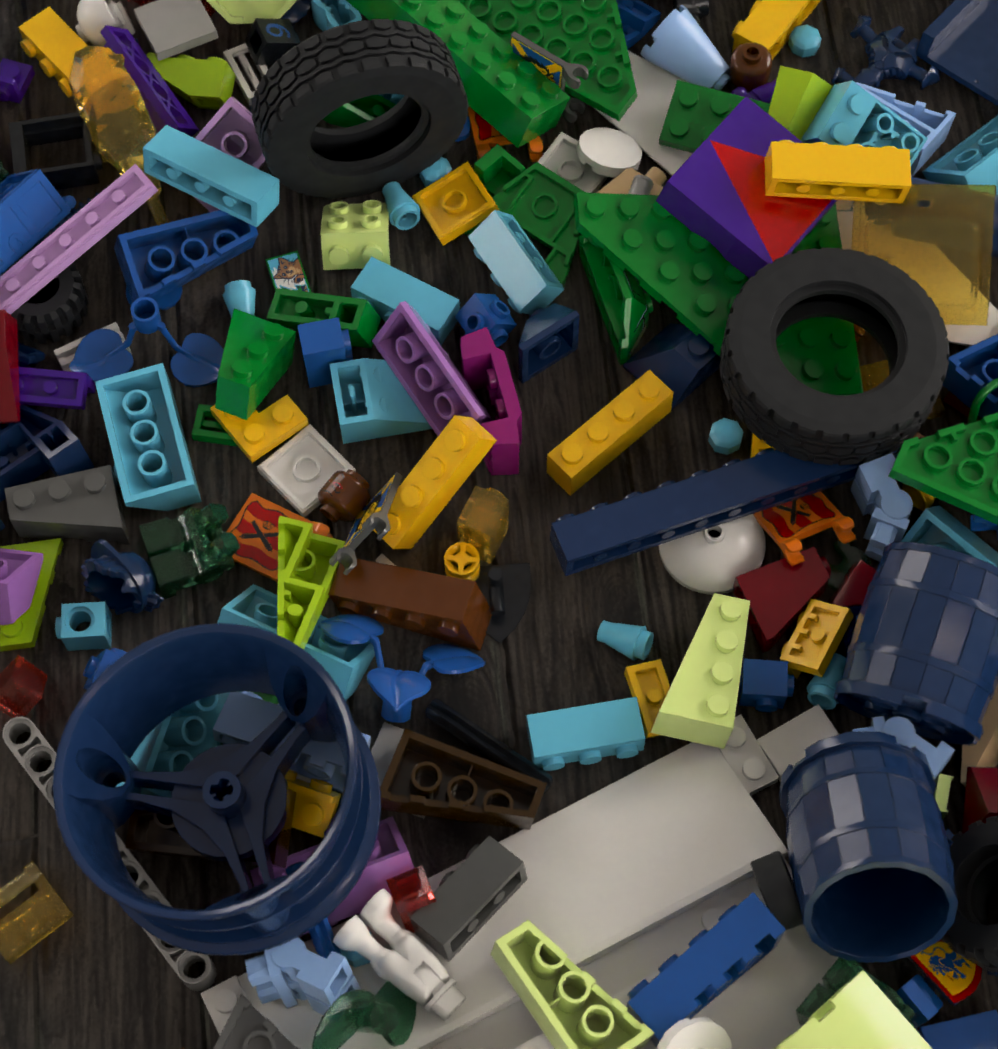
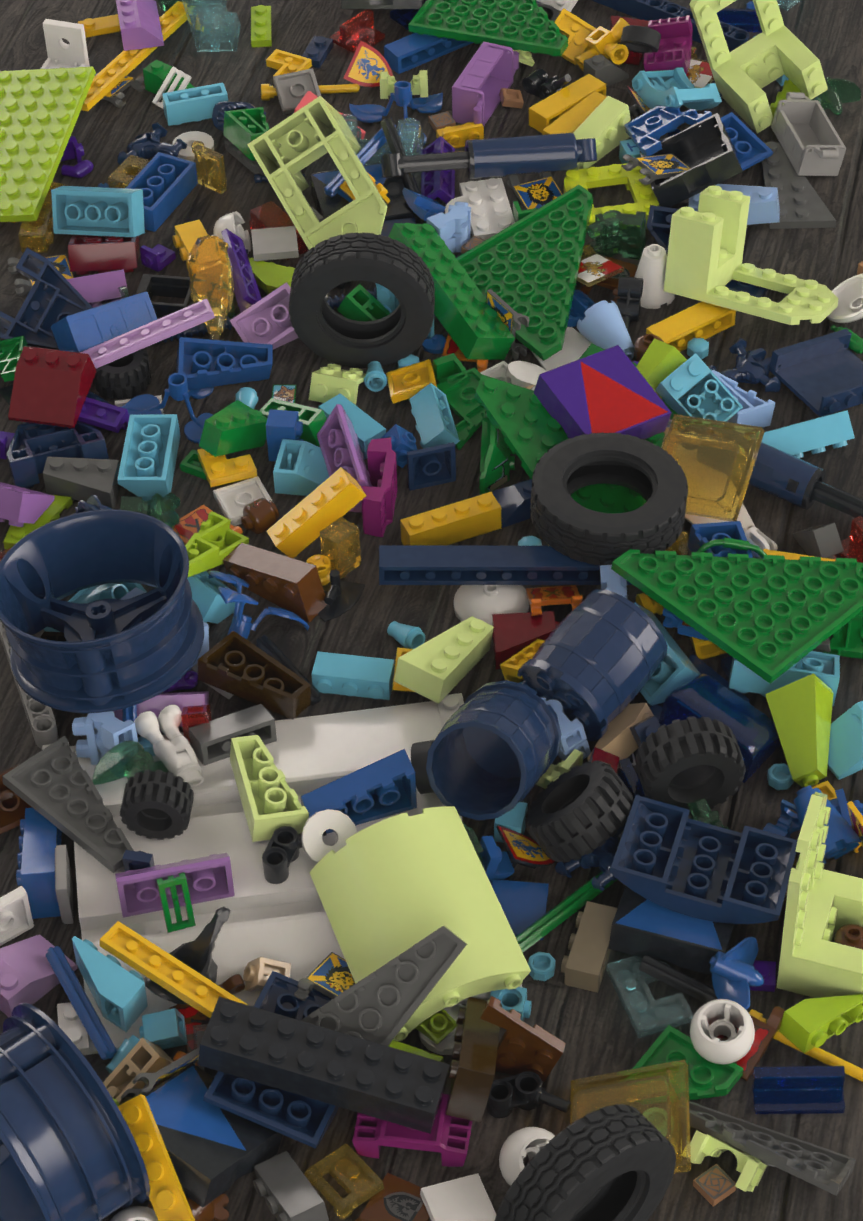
camera: 20 degrees right, 20 degrees down
(211, 175) = (255, 322): medium azure brick -> none
(372, 517) = (259, 531): dark grey flag -> none
(765, 684) = (481, 673): blue brick -> none
(837, 172) = (657, 397): yellow brick -> none

